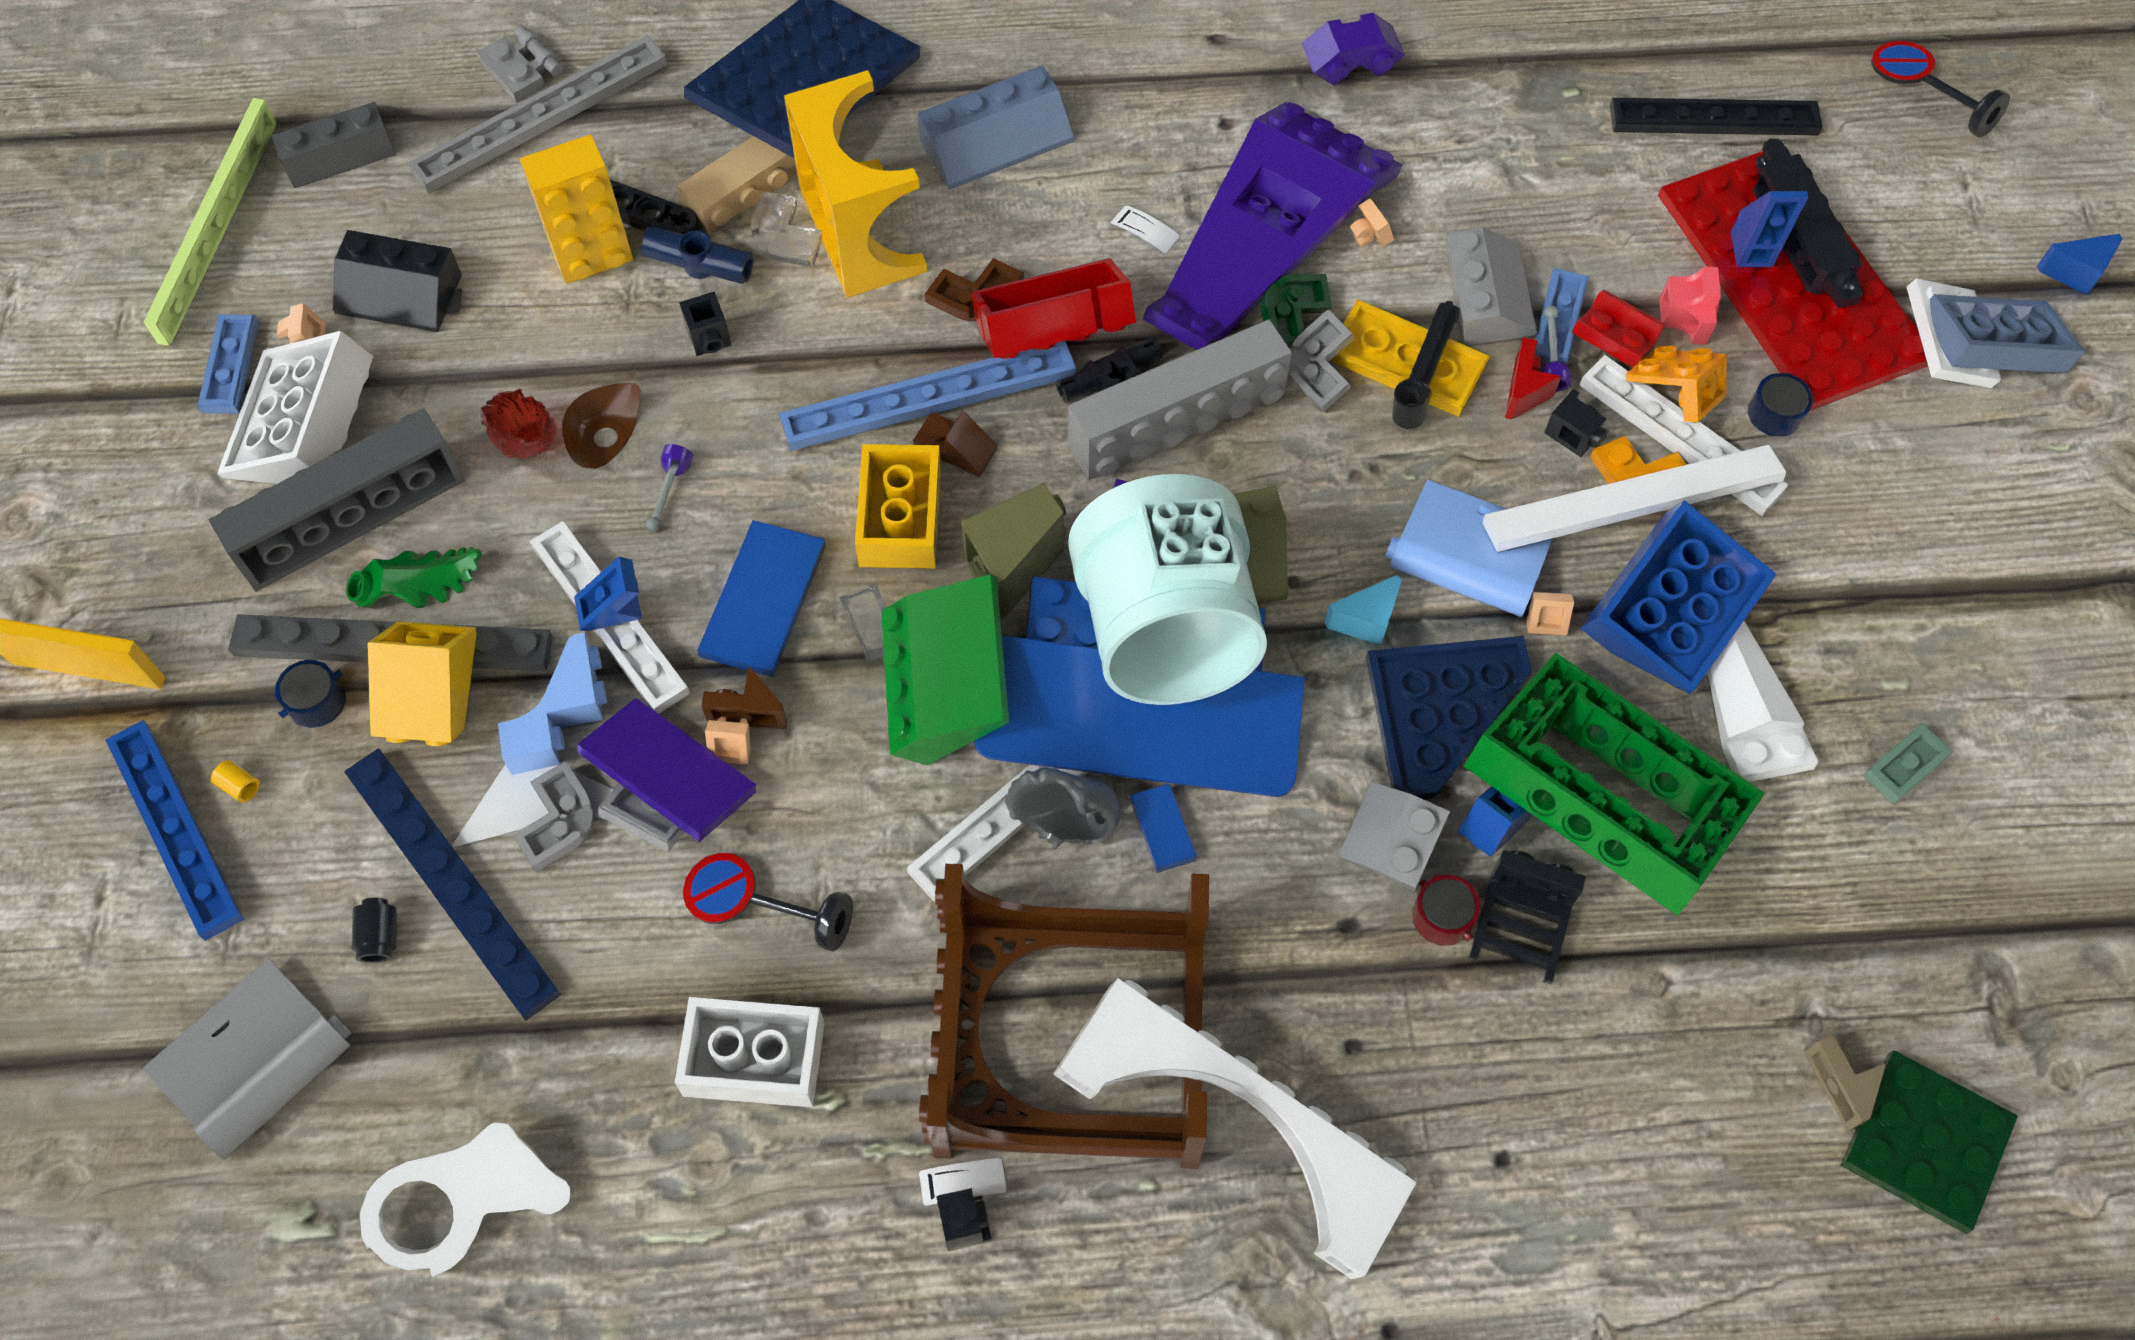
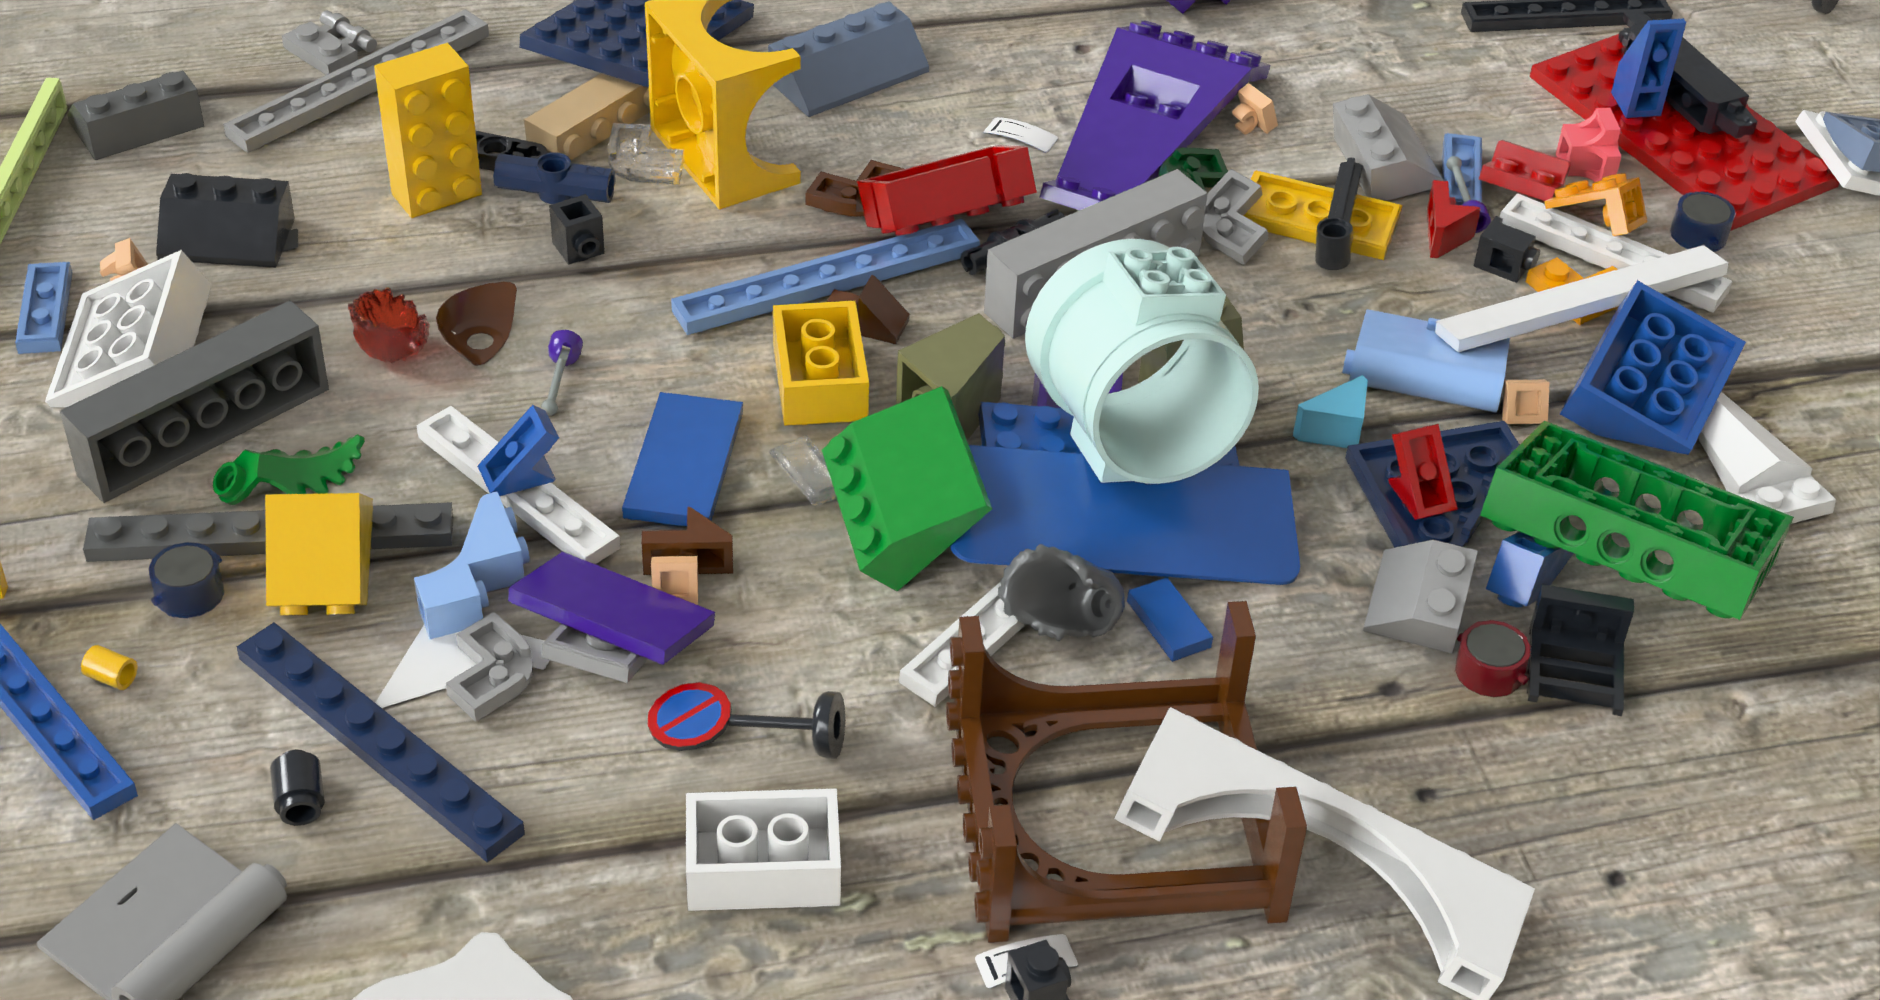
camera: 10 degrees left, 20 degrees down
(1425, 703) = (1424, 471): none -> red slope

